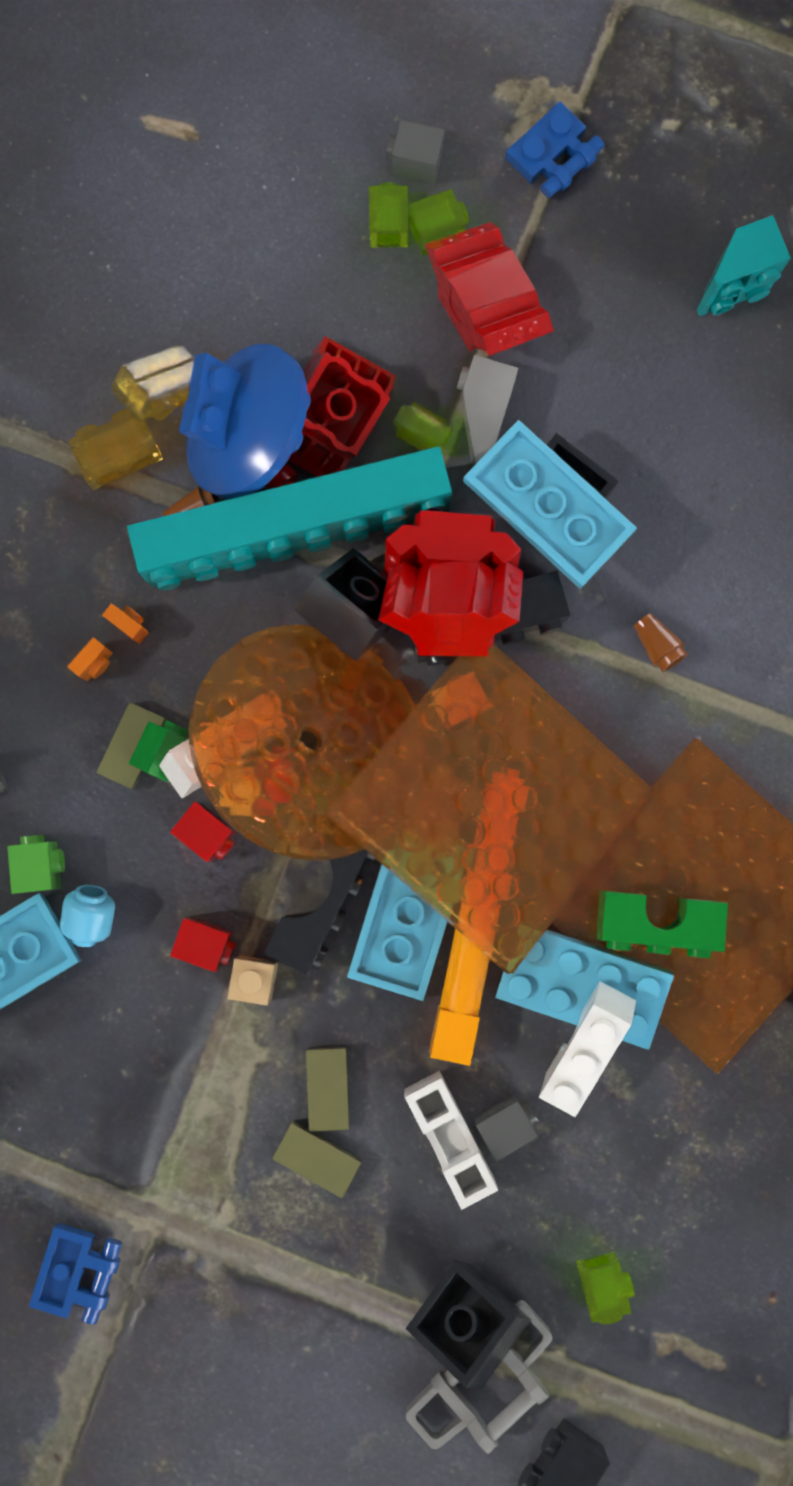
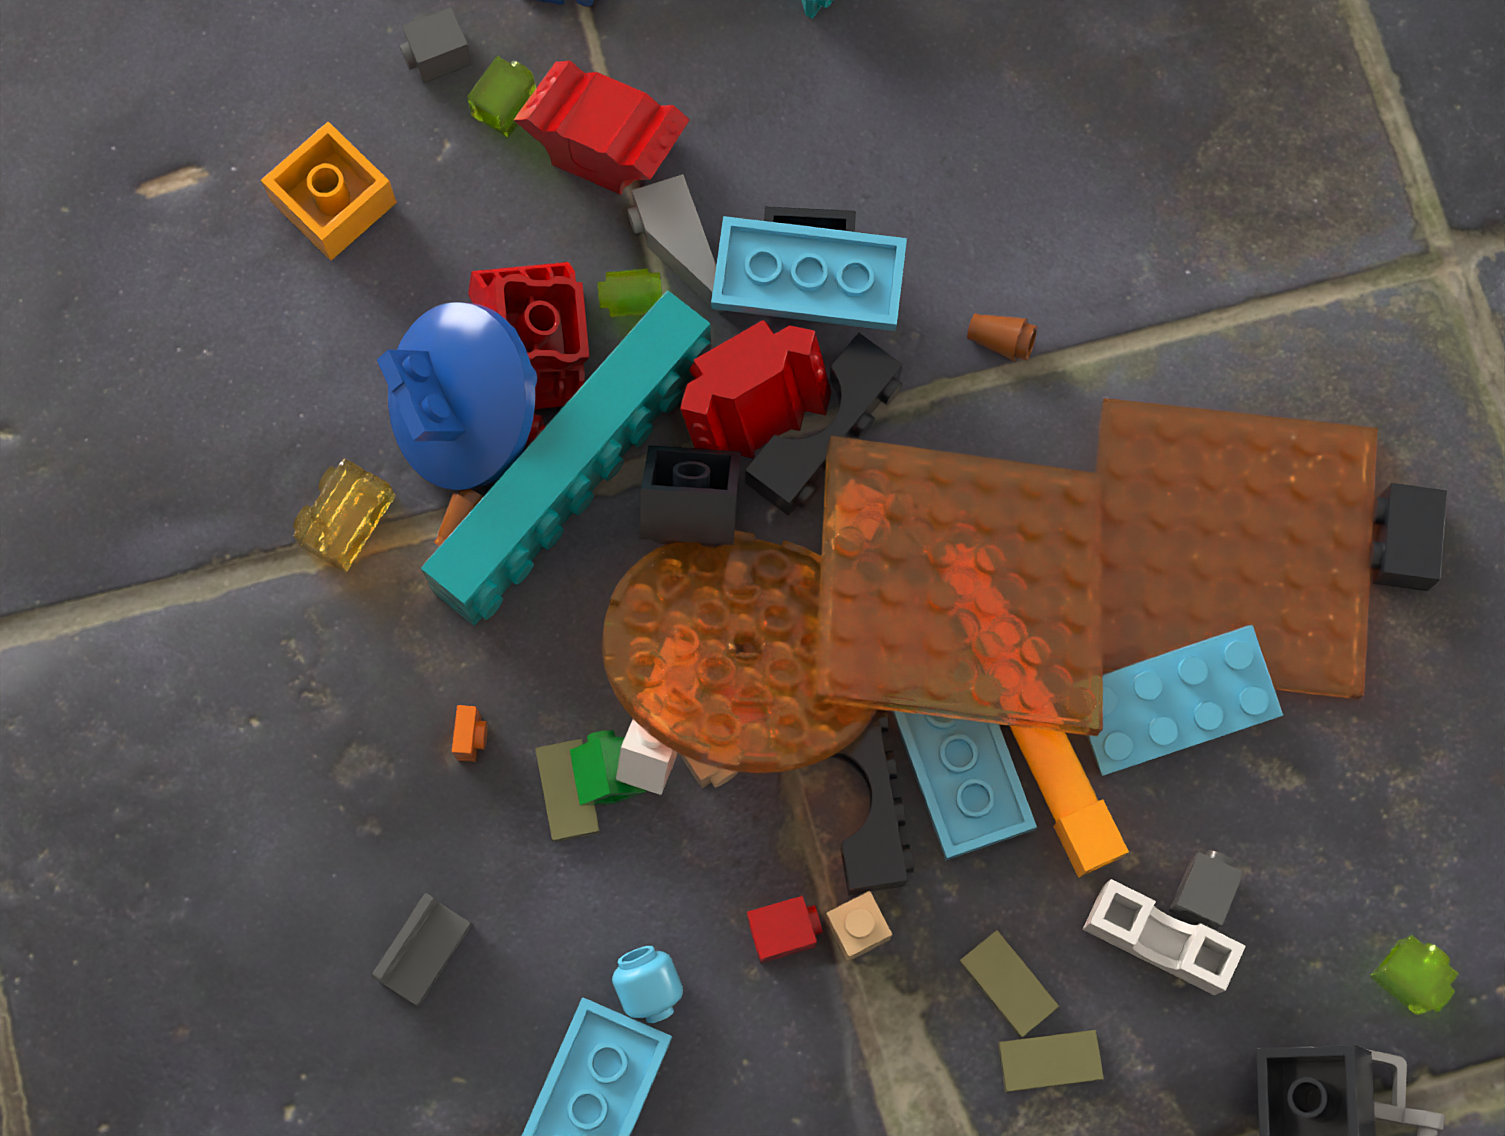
camera: 35 degrees left, 10 degrees down
(35, 865) = (559, 972): bright green brick -> none
(127, 621) = (476, 672): orange plate -> none
(155, 383) = (347, 420): clear yellow brick -> none
(204, 833) = (704, 820): red brick -> none
(265, 208) = (329, 191): none -> light orange brick
(388, 215) = (452, 121): clear neon green brick -> none
(452, 605) = (790, 425): red slope -> none
(591, 1047) = (1227, 739): white arch -> none
(697, 926) = (1169, 608): green arch -> none

